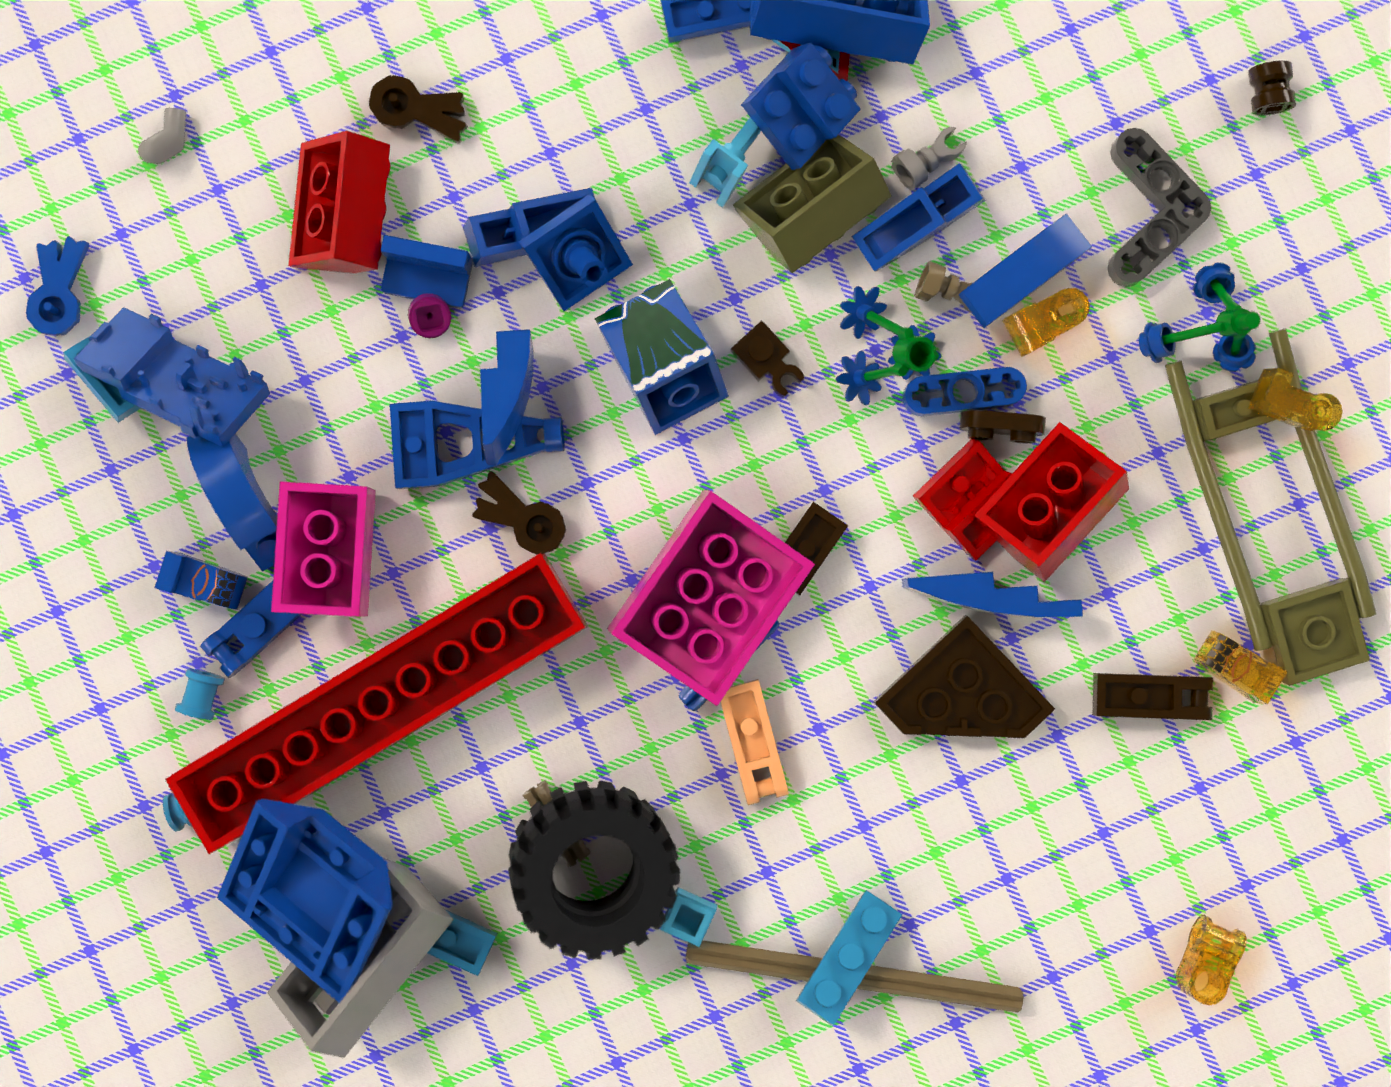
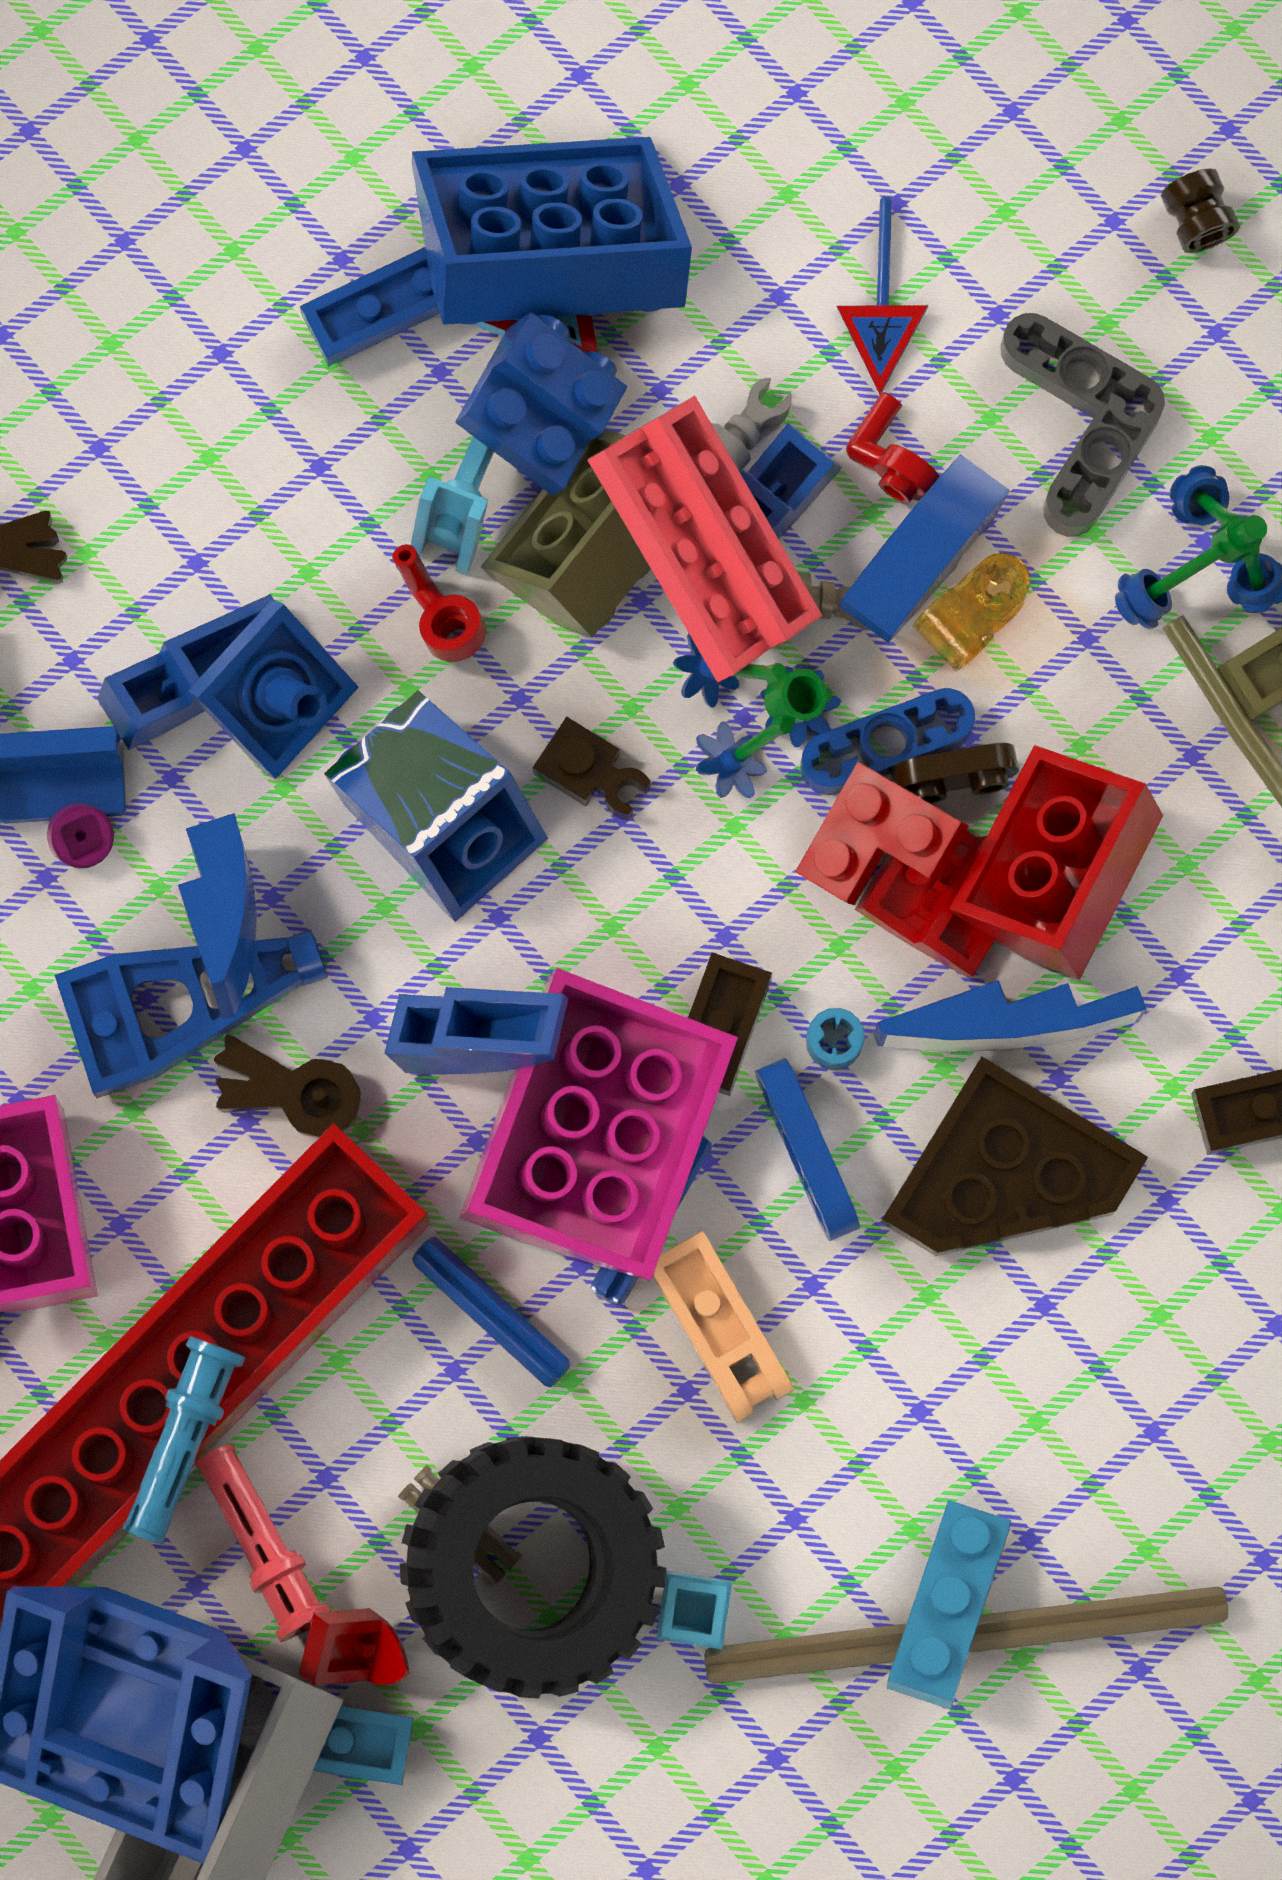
camera: 10 degrees left, 10 degrees down
(402, 716) = (192, 1409): none -> dark azure pin
(434, 820) = (275, 1570): none -> coral pin
(469, 884) = (353, 1648): none -> red plate
(611, 693) = (491, 1312): none -> blue axle
(648, 516) = (475, 1031): none -> blue slope
(698, 229) = (441, 612): none -> red plate
(839, 644) = (807, 1149): none -> blue beam
(884, 228) = (705, 538): none -> coral brick
(888, 582) = (816, 1035): none -> dark azure bush
(939, 443) = (872, 819): none -> plate
(1024, 213) = (901, 471): none -> red plate
(1036, 113) = (882, 329): none -> piece

